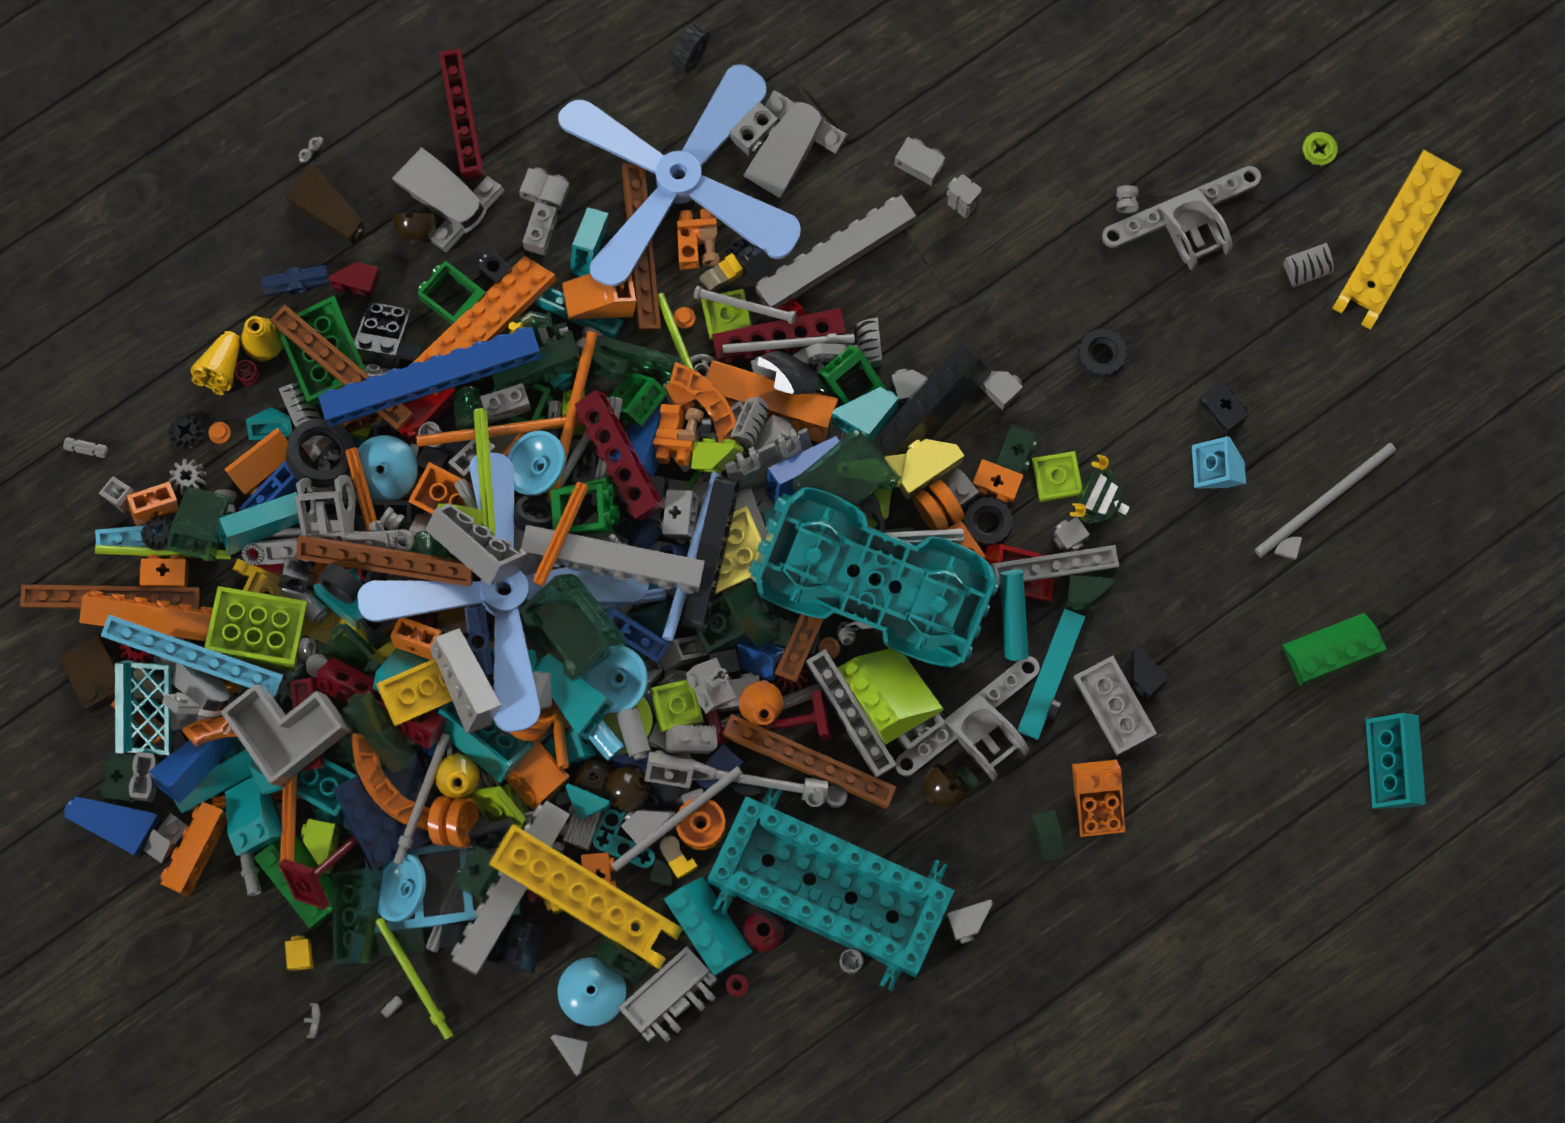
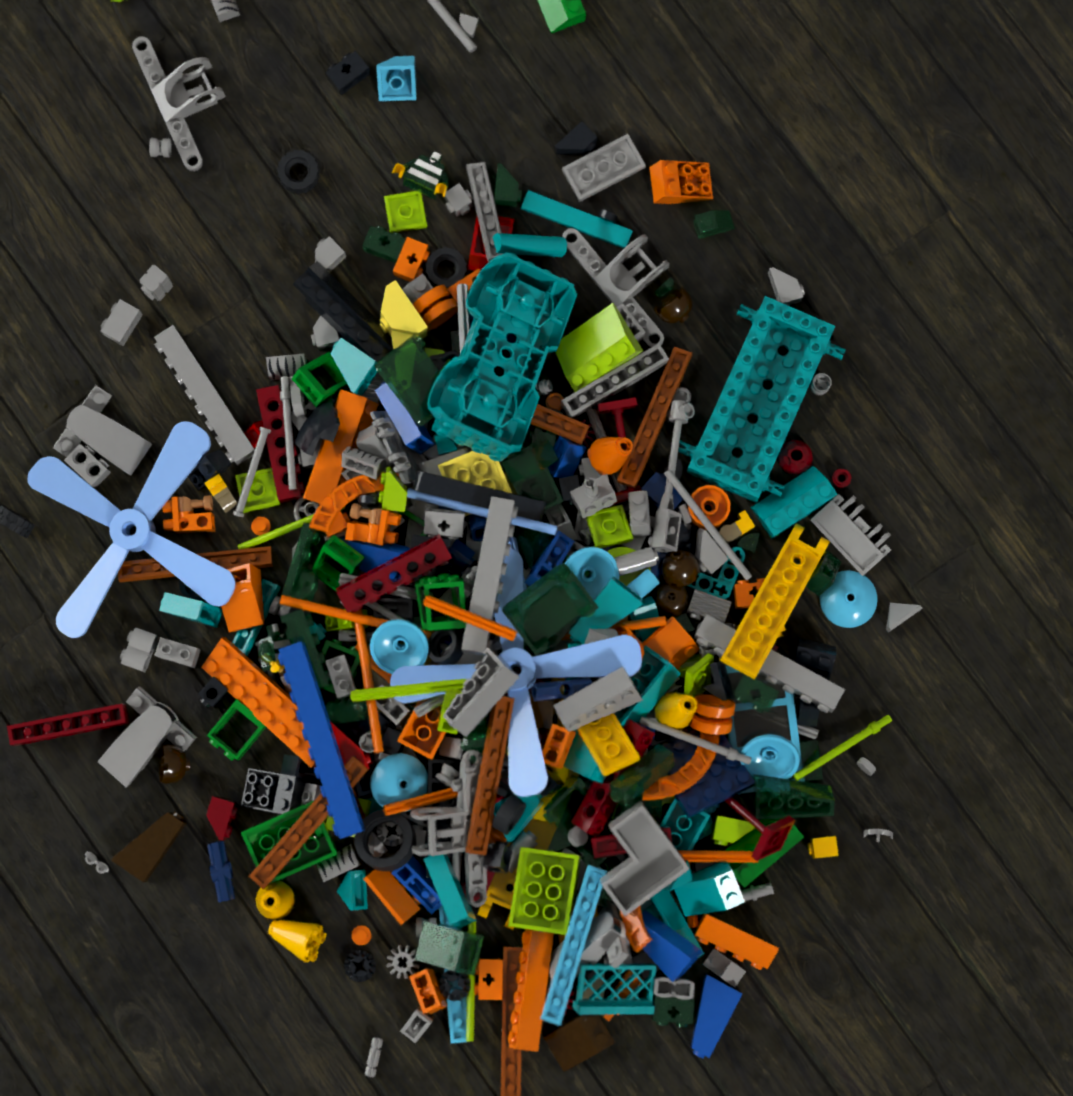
camera: 90 degrees left, 5 degrees up
(244, 369) = (307, 912): dark red wheel -> none
(307, 648) = (561, 846): light grey tile -> none
(585, 802) = (695, 602): teal slope -> none

